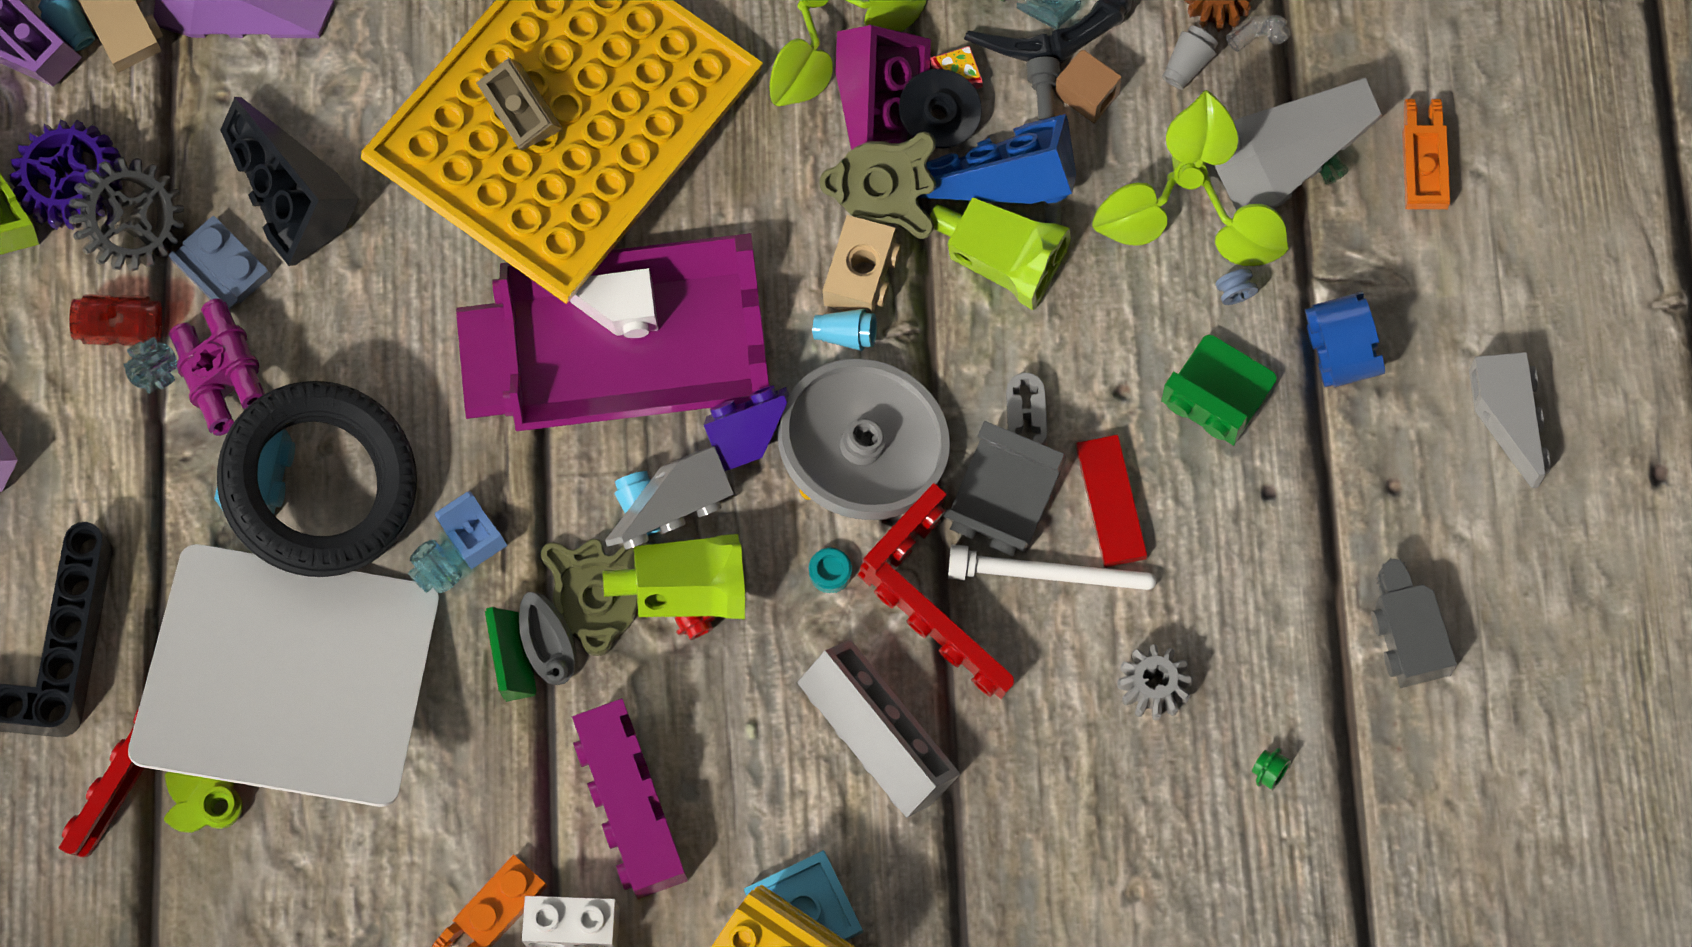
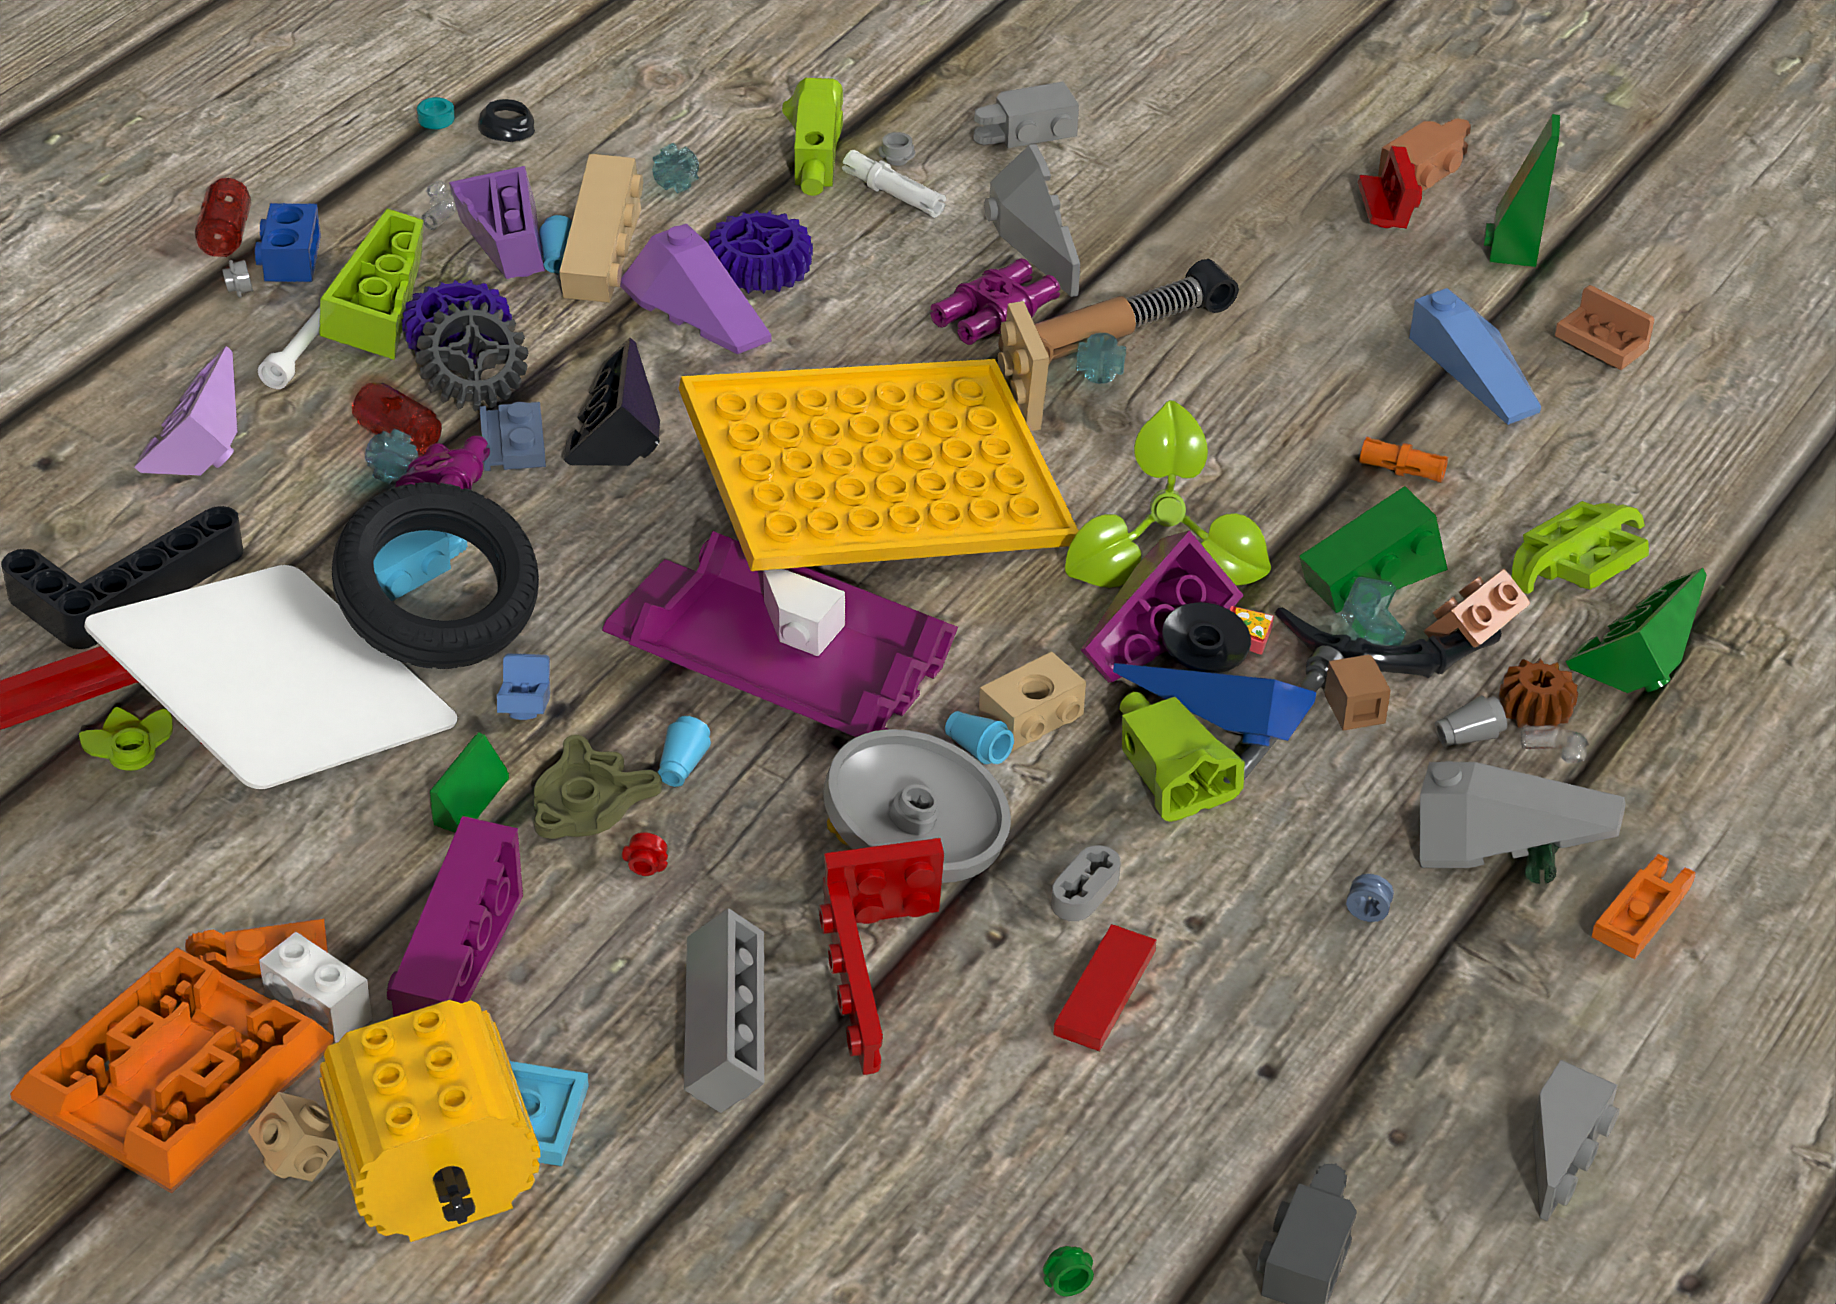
camera: 30 degrees right, 30 degrees down
(436, 566) = (470, 693): clear light blue gear -> none
(518, 104) = (841, 425): dark tan slope -> none
(547, 639) = (510, 790): dark grey arm -> none
(676, 490) = (713, 747): light grey slope -> none
(684, 578) = (664, 806): lime piece -> none
(745, 429) = (813, 736): dark purple slope -> none
(830, 570) = (799, 892): teal tile -> none
(884, 181) = (1106, 644): olive tile -> none
(966, 563) = (923, 949): white piece -> none
(1005, 489) = (1015, 916): dark grey panel -> none
(1145, 669) = (1016, 1134): light grey gear -> none
(1195, 137) = (1314, 793): lime plant -> none
(1219, 389) = (1283, 960): green bracket -> none
(1344, 340) = (1438, 979): blue brick -> none

